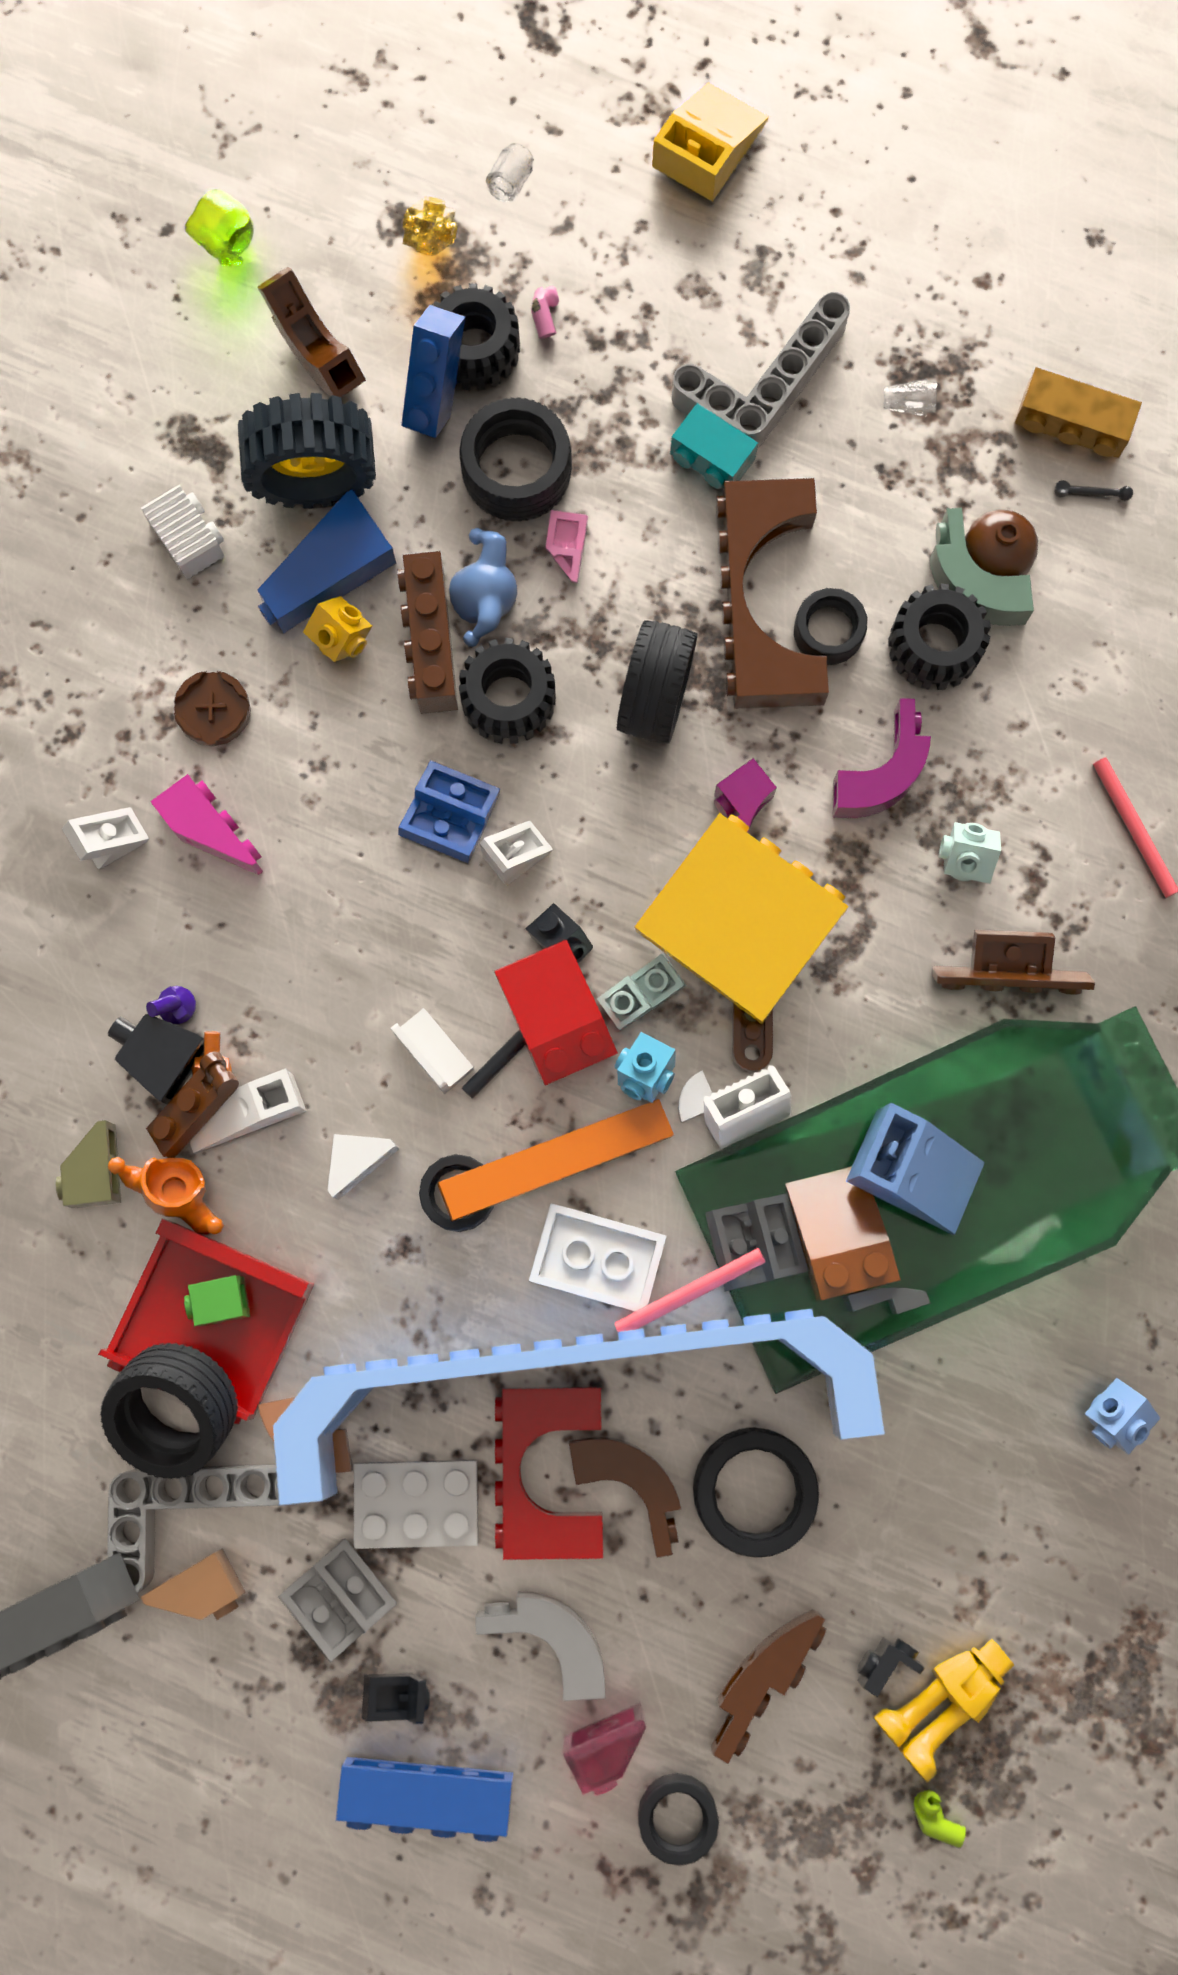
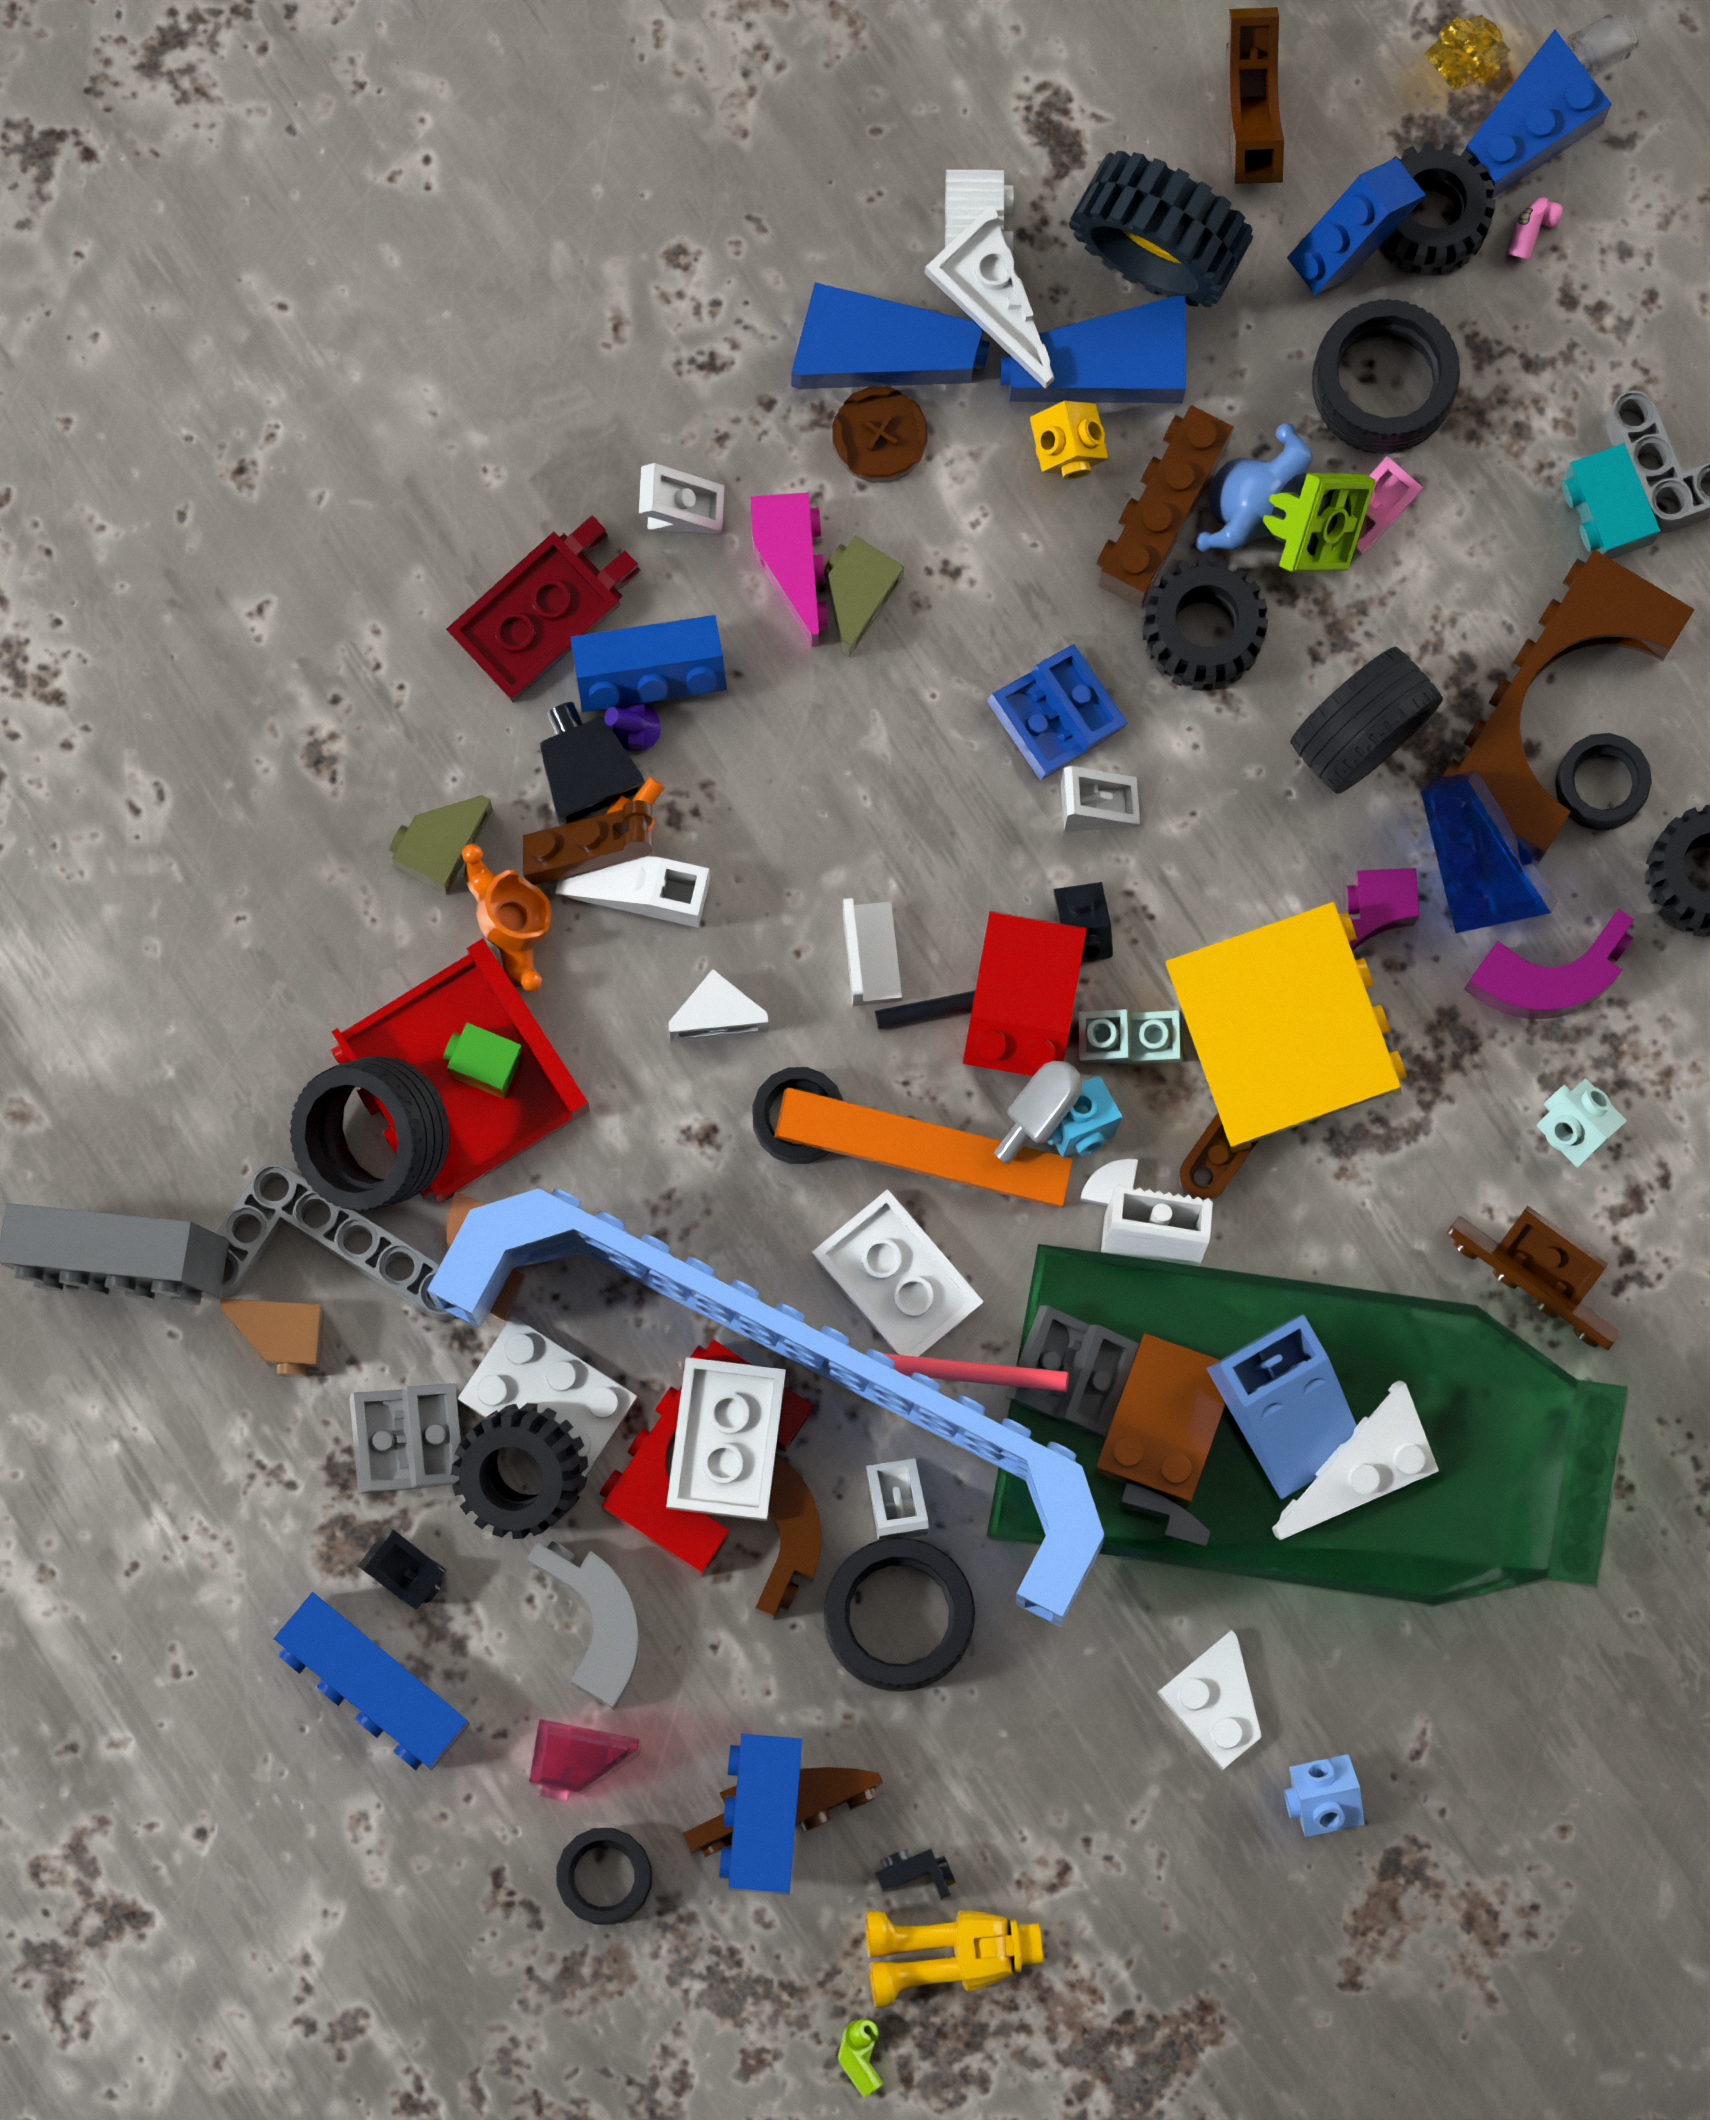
camera: 30 degrees right, 0 degrees up
(60, 966) = (543, 601): none -> dark red tile
(154, 957) = (648, 663): none -> blue brick
(173, 646) = (881, 342): none -> blue slope
(211, 562) = (983, 282): none -> white wing
(265, 815) = (859, 589): none -> olive slope
(424, 1604) = (489, 1494): none -> black tyre
(502, 234) = (1538, 116): none -> blue wedge
(536, 574) = (1320, 519): none -> lime piece
(558, 1456) = (726, 1439): none -> white plate
(617, 1079) = (1040, 1107): none -> light grey piece
(700, 1411) = (897, 1500): none -> white slope
(762, 1708) = (762, 1814): none -> blue brick
(792, 724) = (1479, 857): none -> clear blue wedge
(997, 1169) = (1377, 1459): none -> white wing
(1001, 1399) = (1216, 1701): none -> white wing

